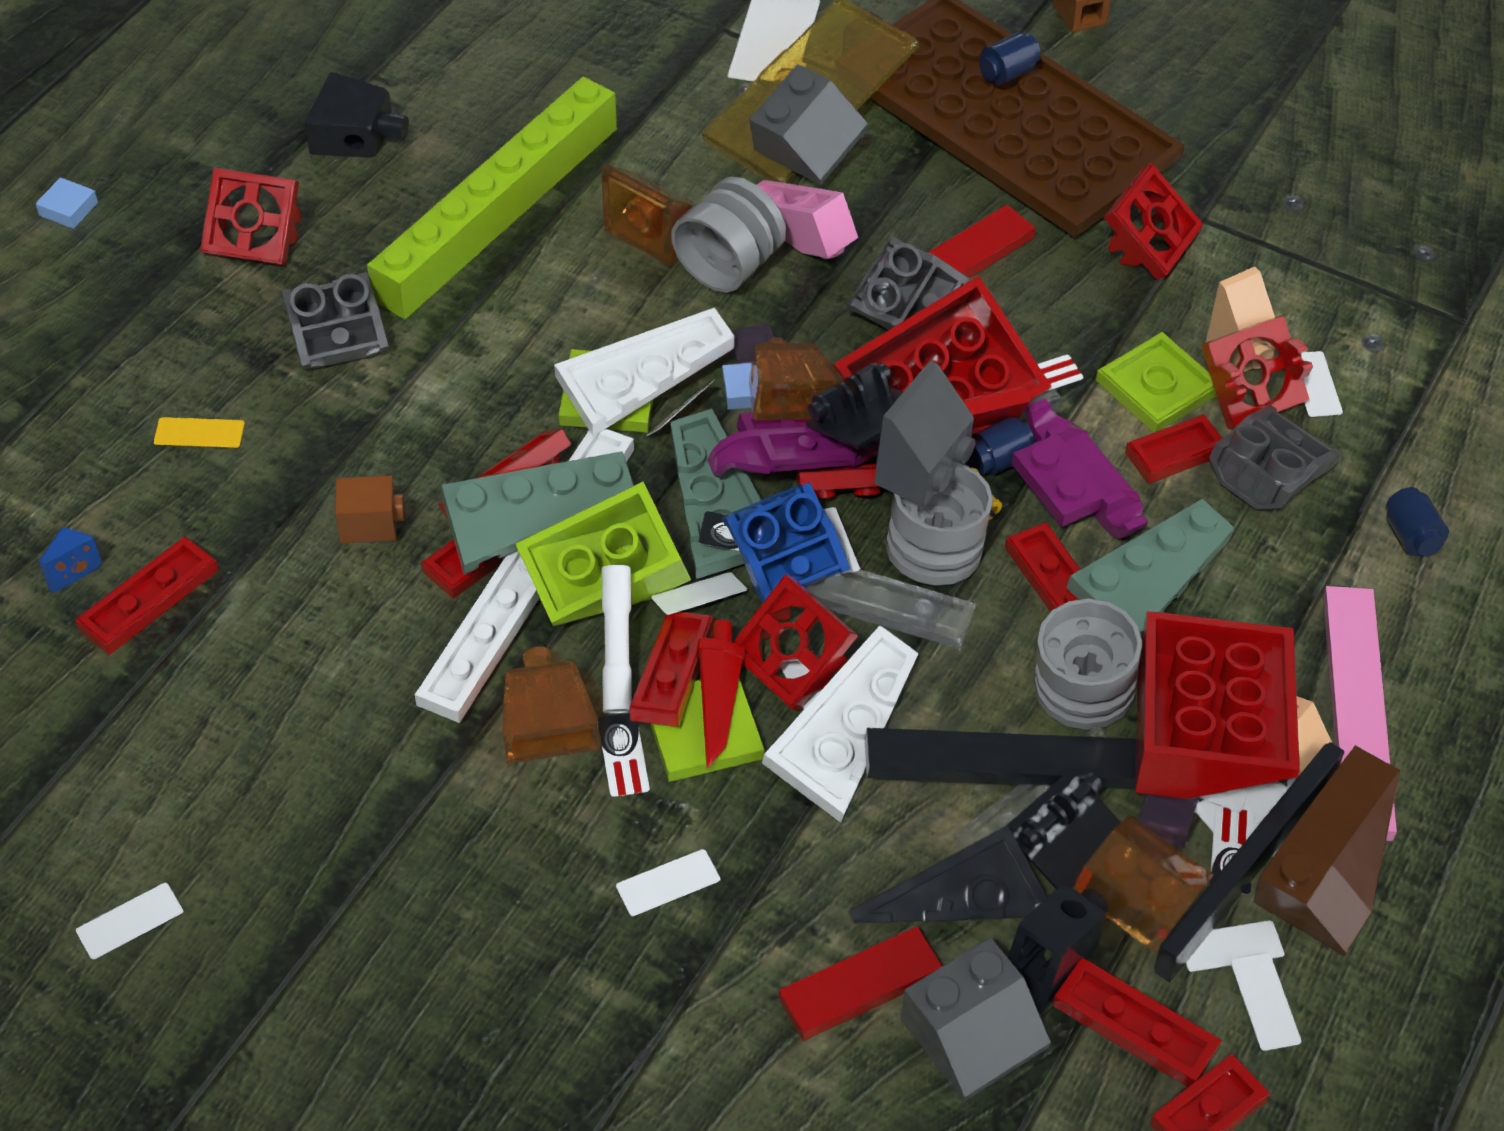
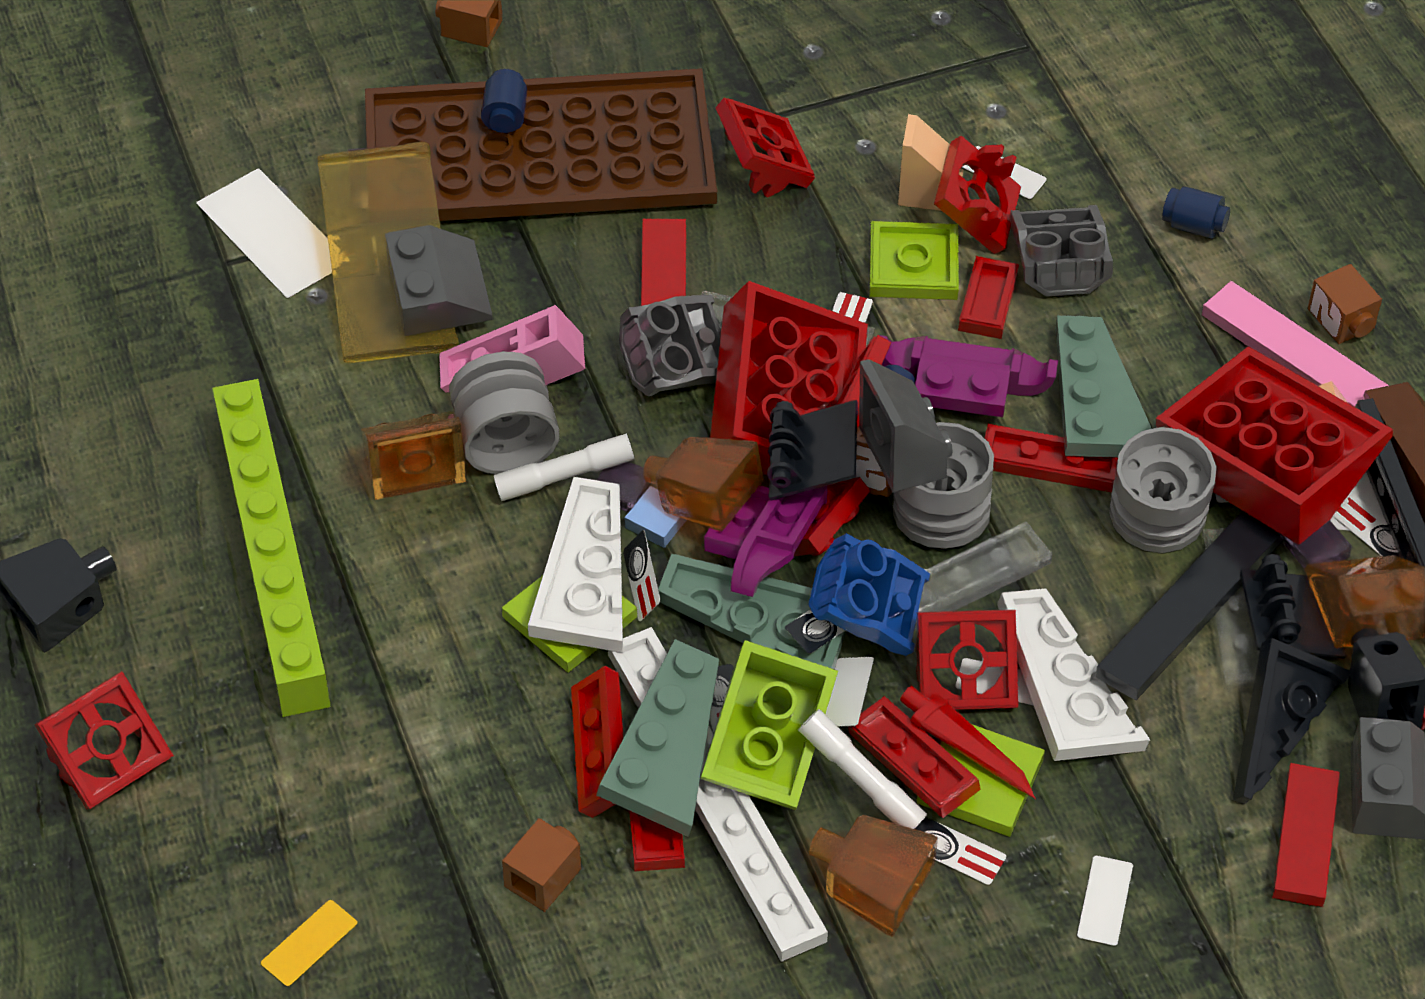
camera: 50 degrees left, 0 degrees up
(335, 321) = (297, 753): flat silver slope -> none
(747, 310) = (537, 475): none -> white piece
(1439, 679) = (1344, 304): none -> dark orange brick

